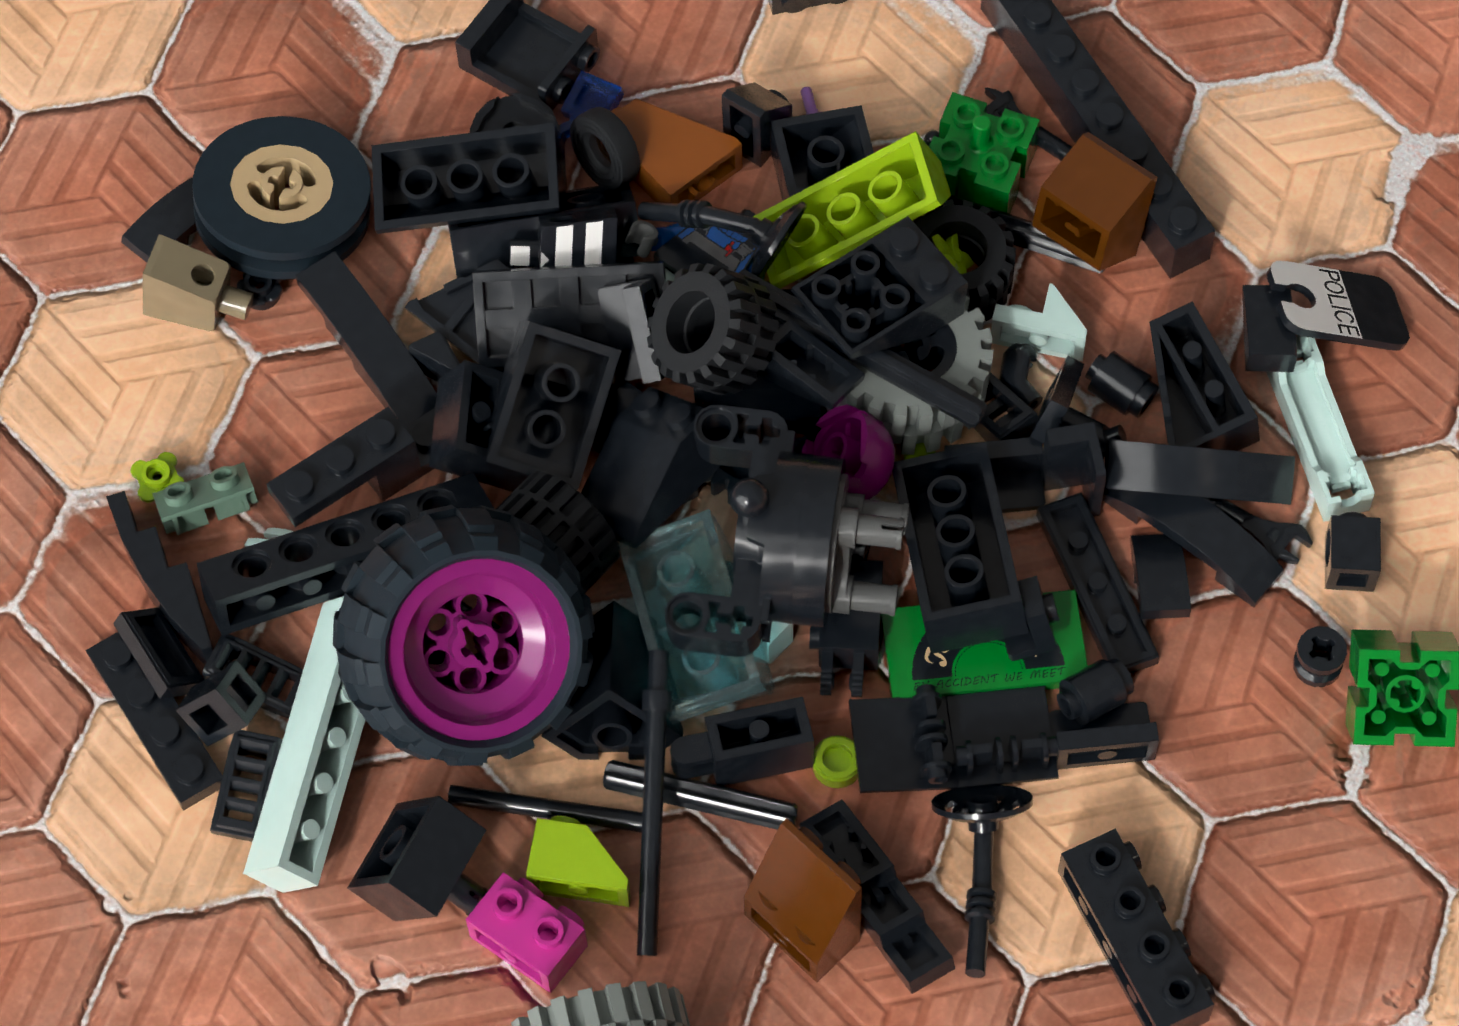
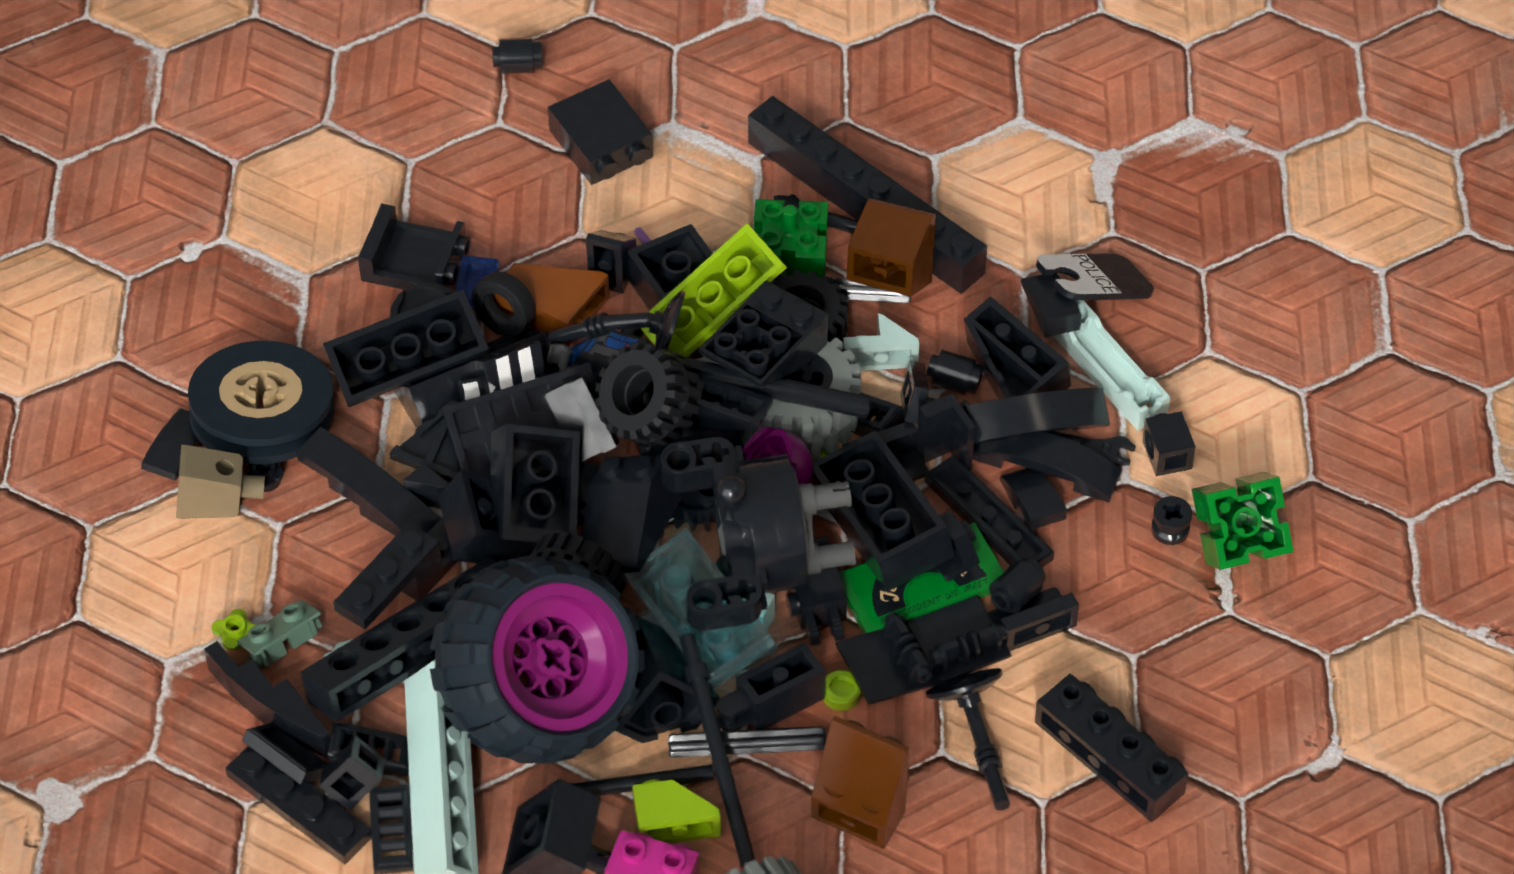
camera: 20 degrees left, 10 degrees down
(887, 908) = (932, 787): black slope -> none
(1015, 370) = (873, 383): black arm -> none

